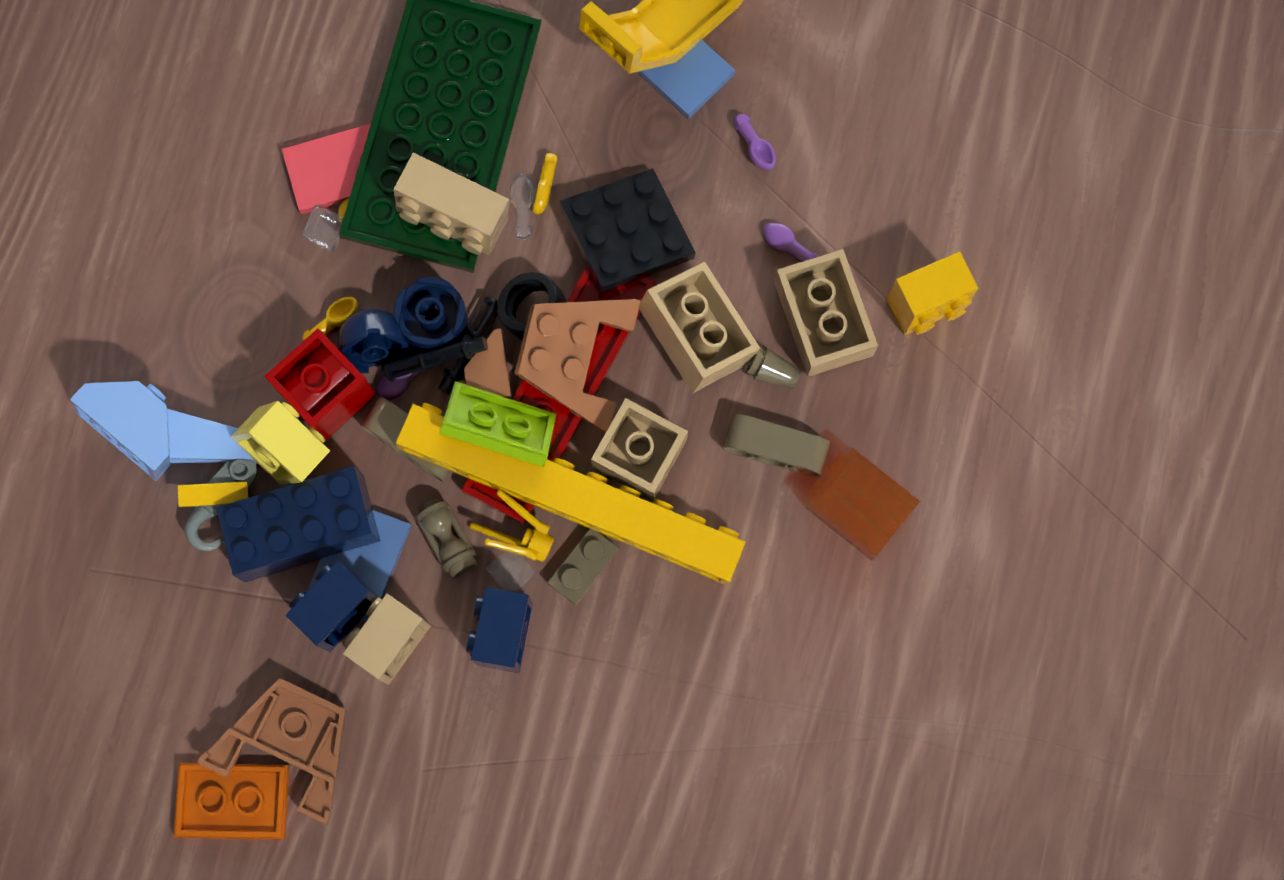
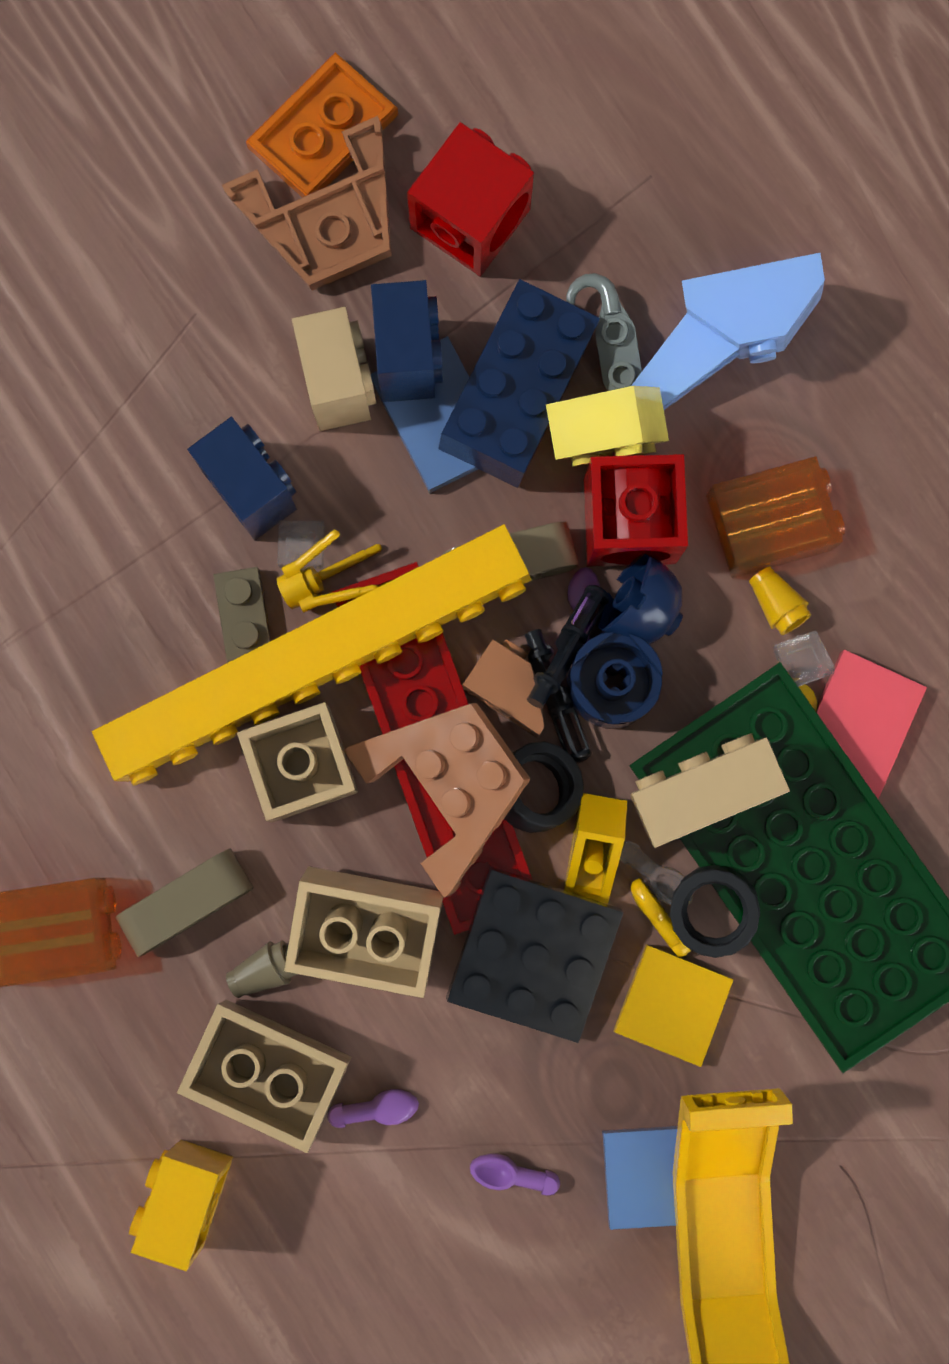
camera: 130 degrees right, 5 degrees up
(203, 652) = (470, 198): none -> red brick
(211, 494) = (618, 328): yellow window -> none
(252, 311) = (775, 516): none -> clear orange brick
(301, 268) = (779, 601): none -> yellow cone
(335, 316) = (700, 597): yellow piece -> none
(455, 553) = (361, 506): dark tan piece -> none
(498, 424) = (437, 641): lime tile -> none
(530, 134) = (707, 945): none -> black tyre
(536, 247) = (596, 847): none -> yellow slope
(586, 137) = (673, 1005): none -> yellow tile

